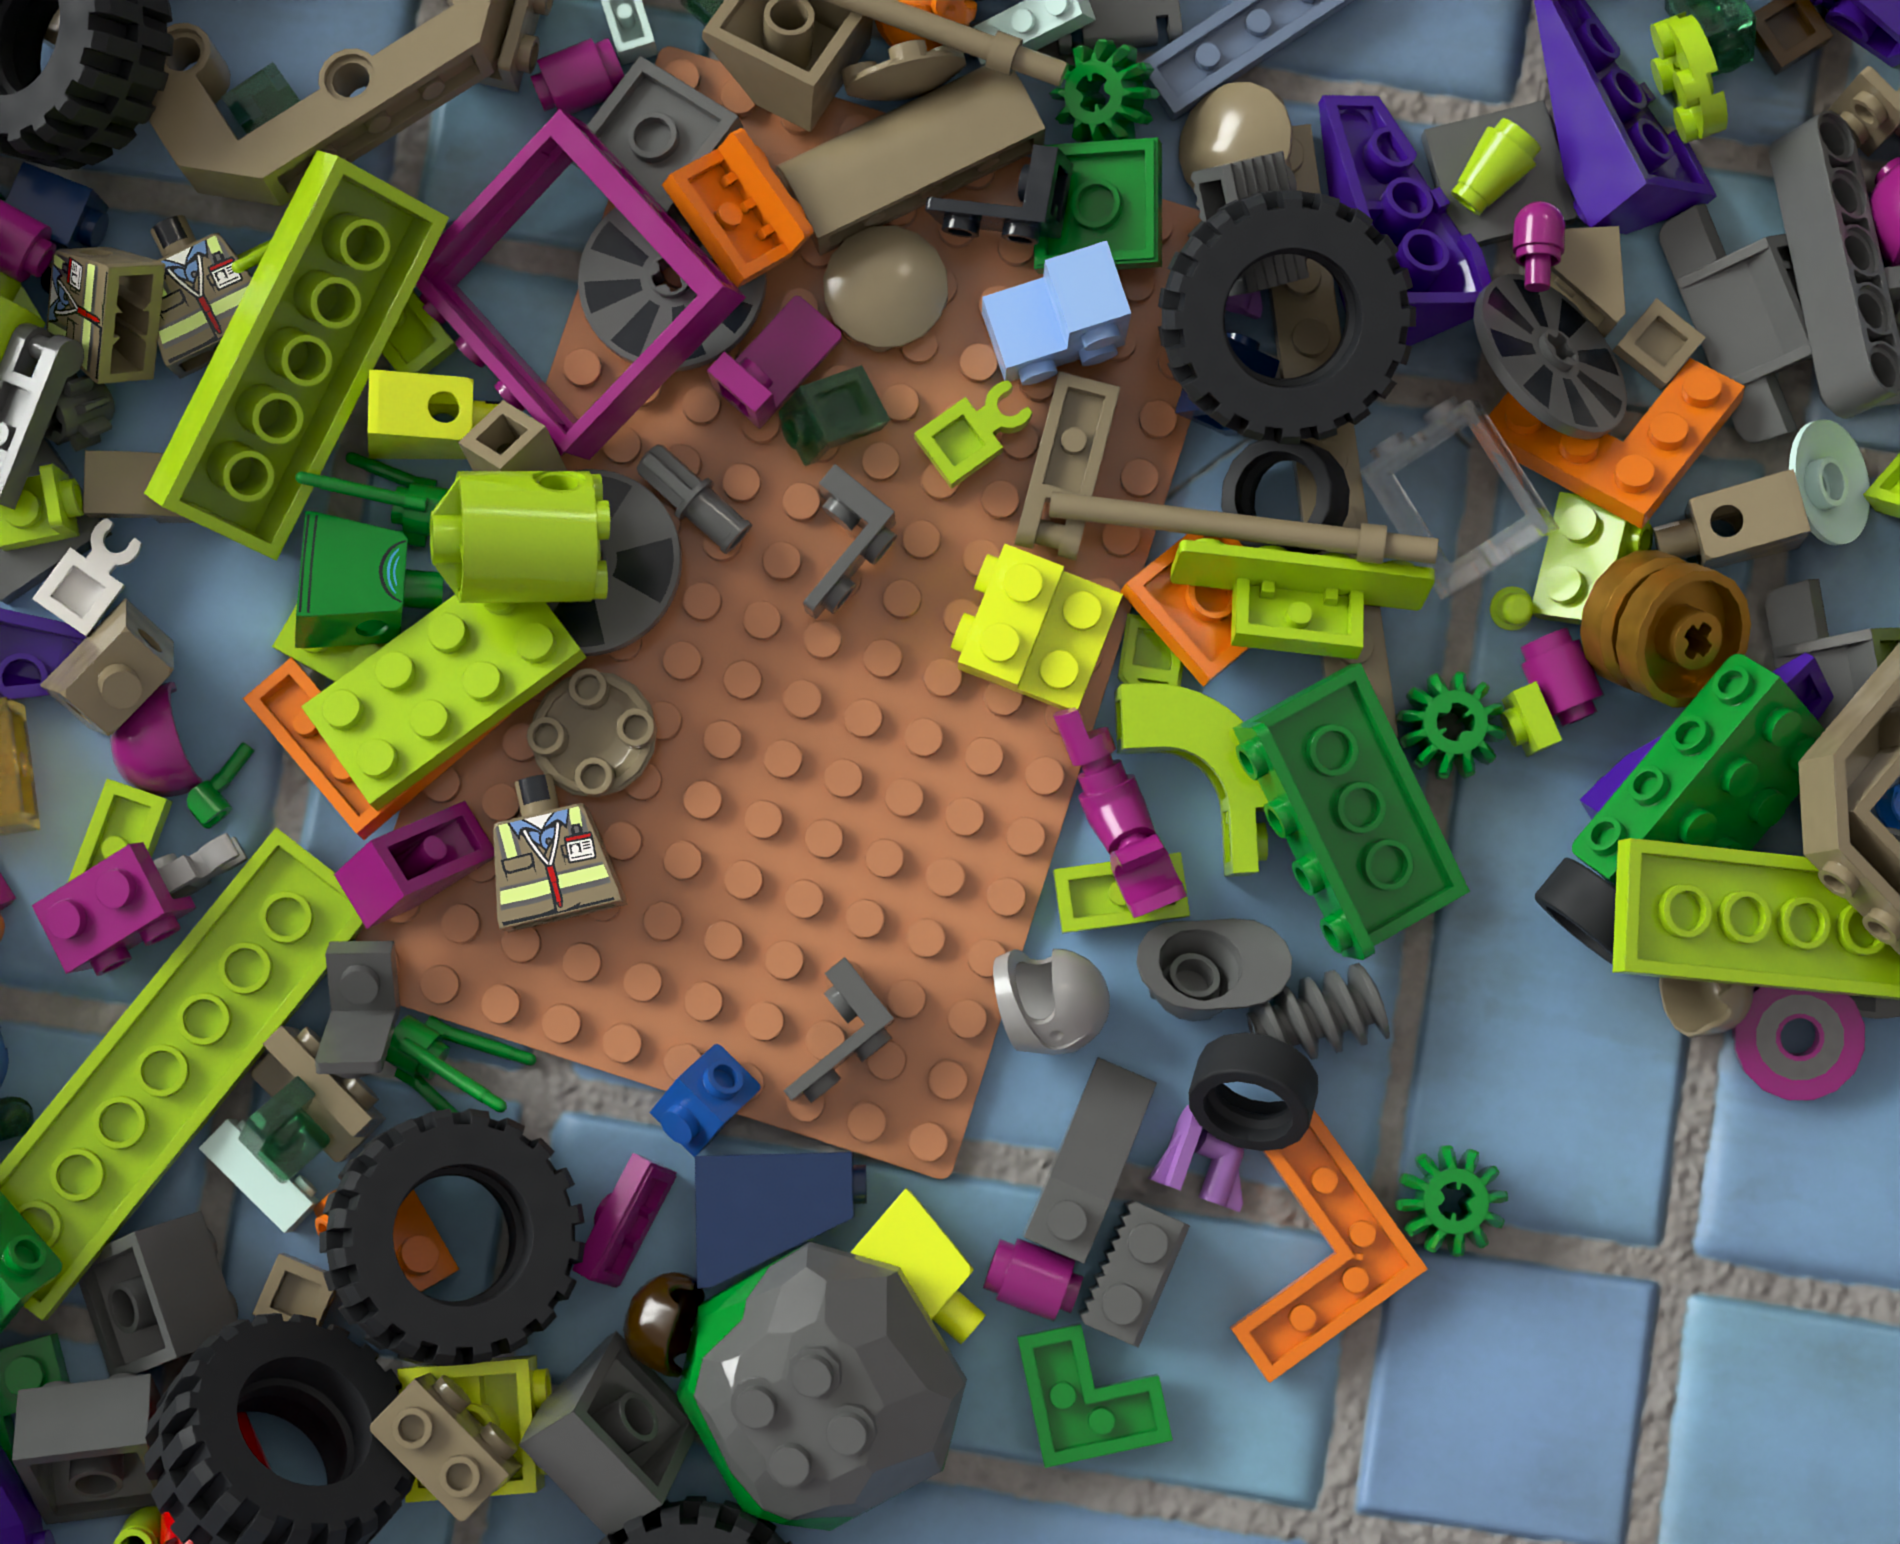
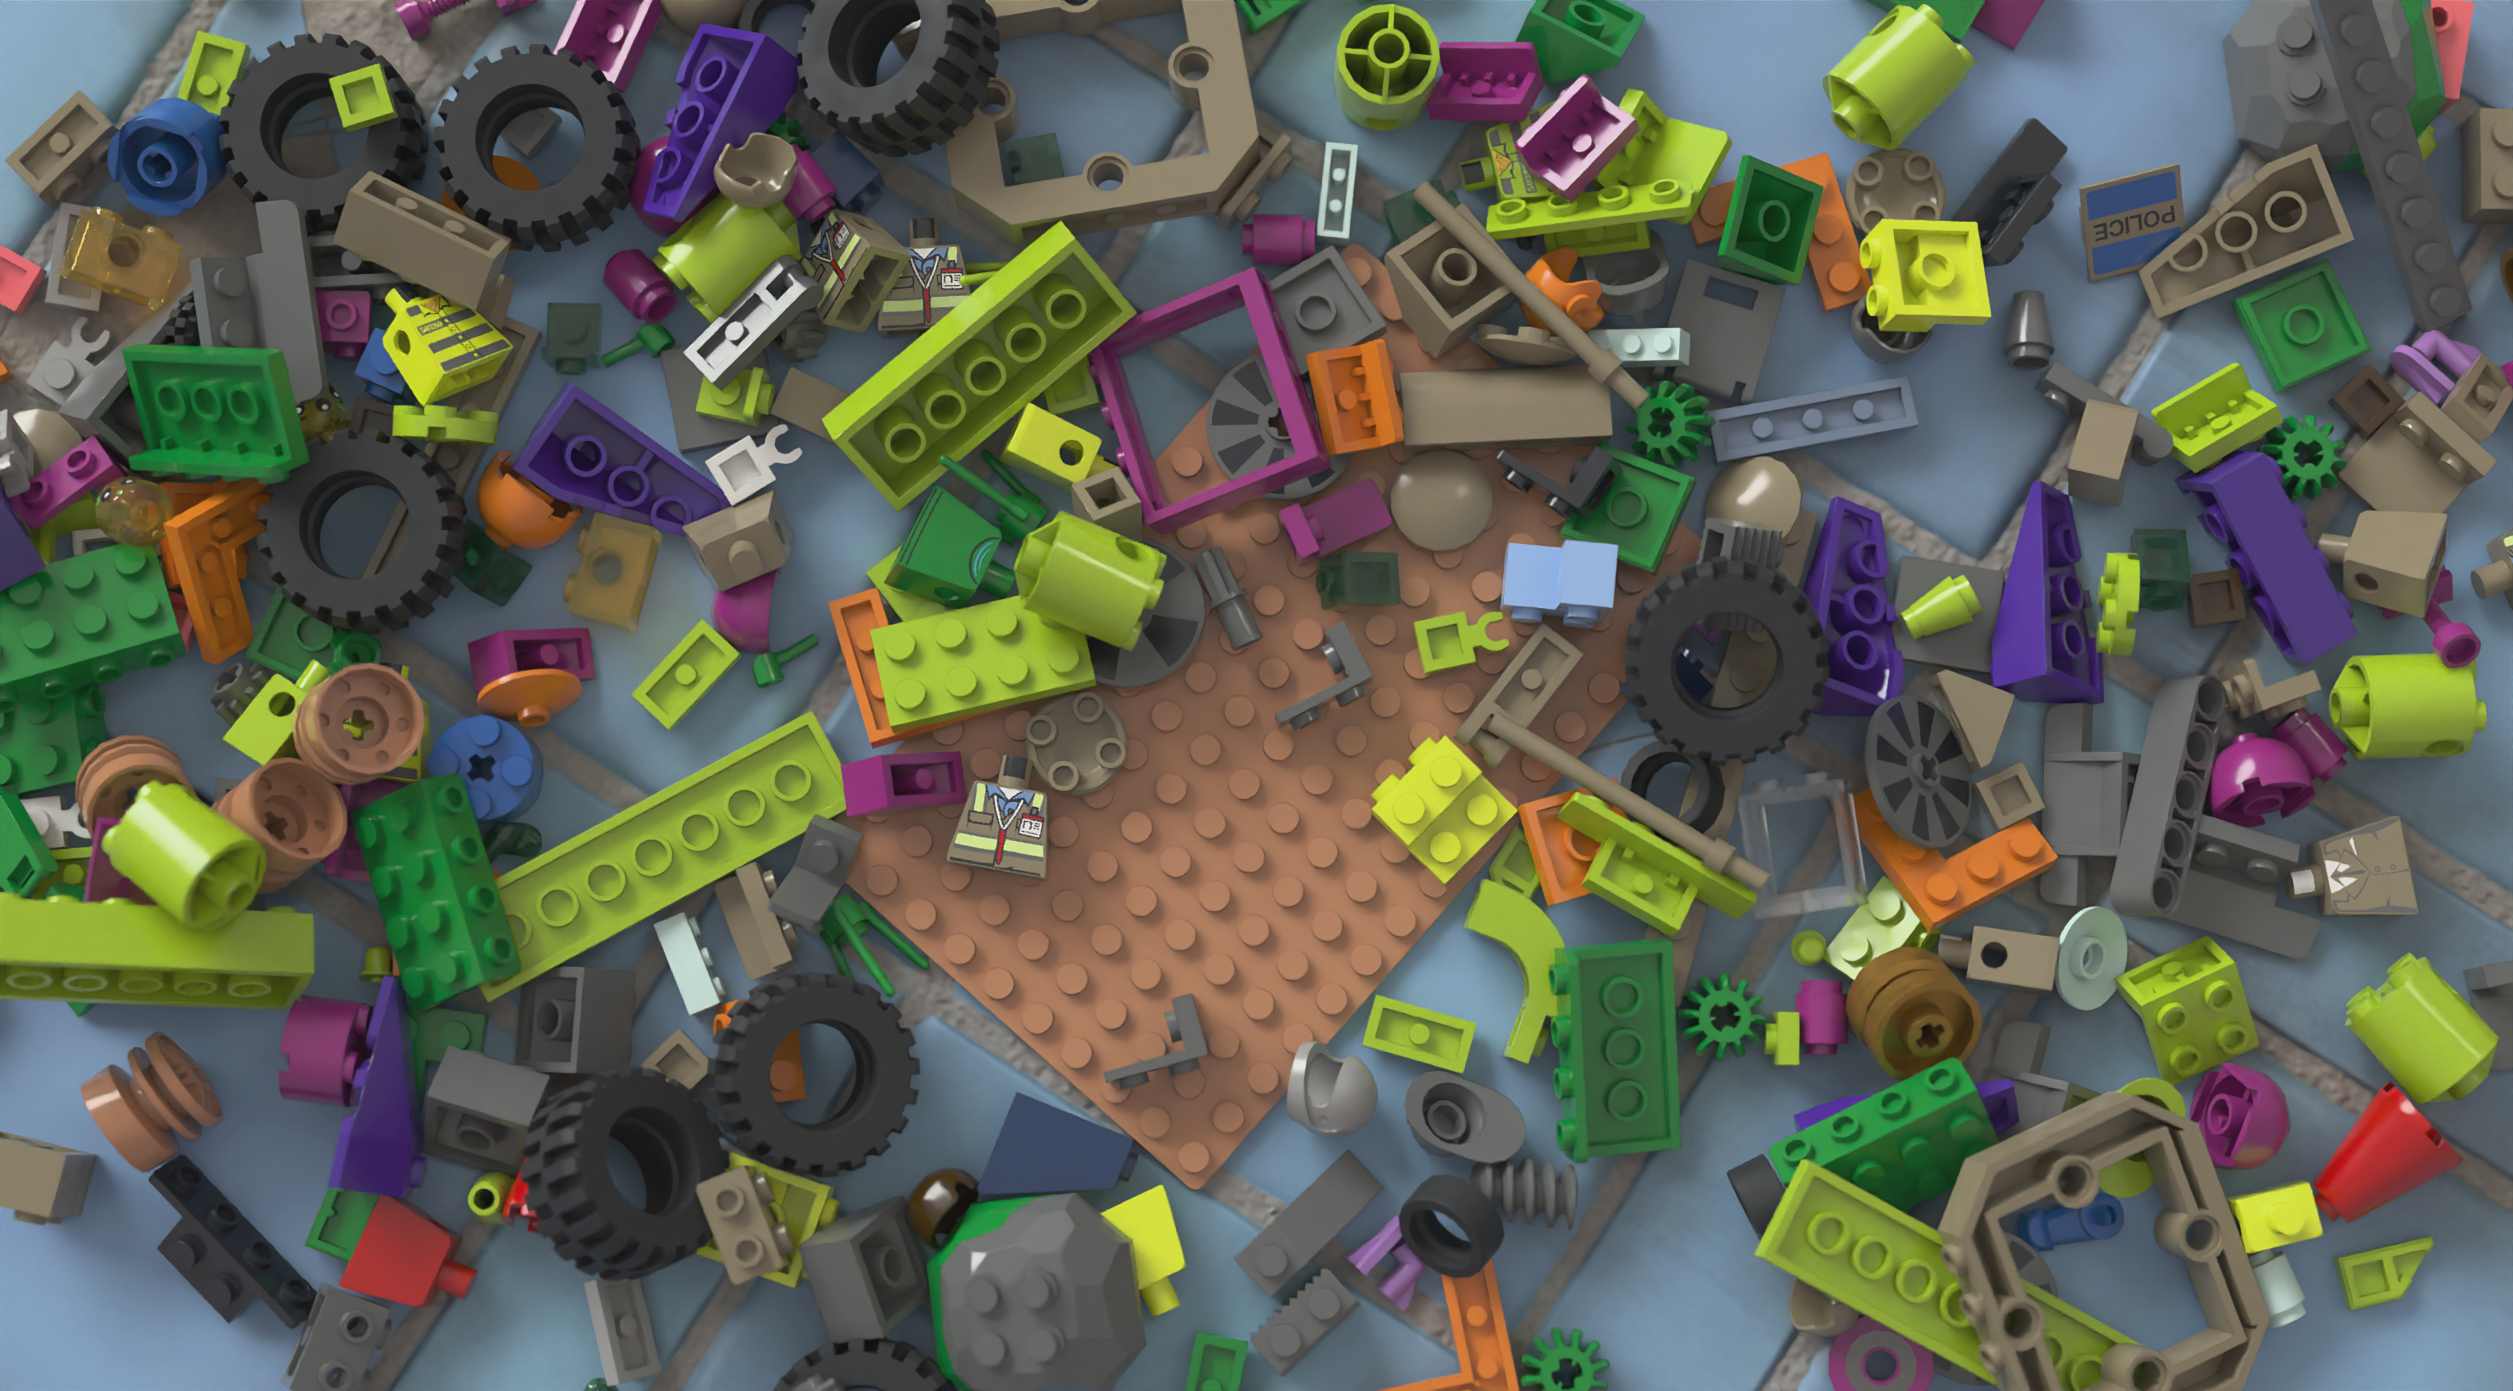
camera: 20 degrees right, 0 degrees up
(110, 912) = (664, 720): magenta bracket -> none
(192, 873) = (718, 715): light grey plate -> none
(283, 1133) = (721, 941): clear green bracket -> none
(624, 1220) = (944, 1116): magenta plate -> none
(704, 1099) = (1041, 1052): blue bracket -> none
(1033, 1279) = (1227, 1293): magenta brick -> none
(1120, 818) = (1442, 978): magenta piece -> none
(1538, 243) = (1946, 682): magenta cylinder -> none

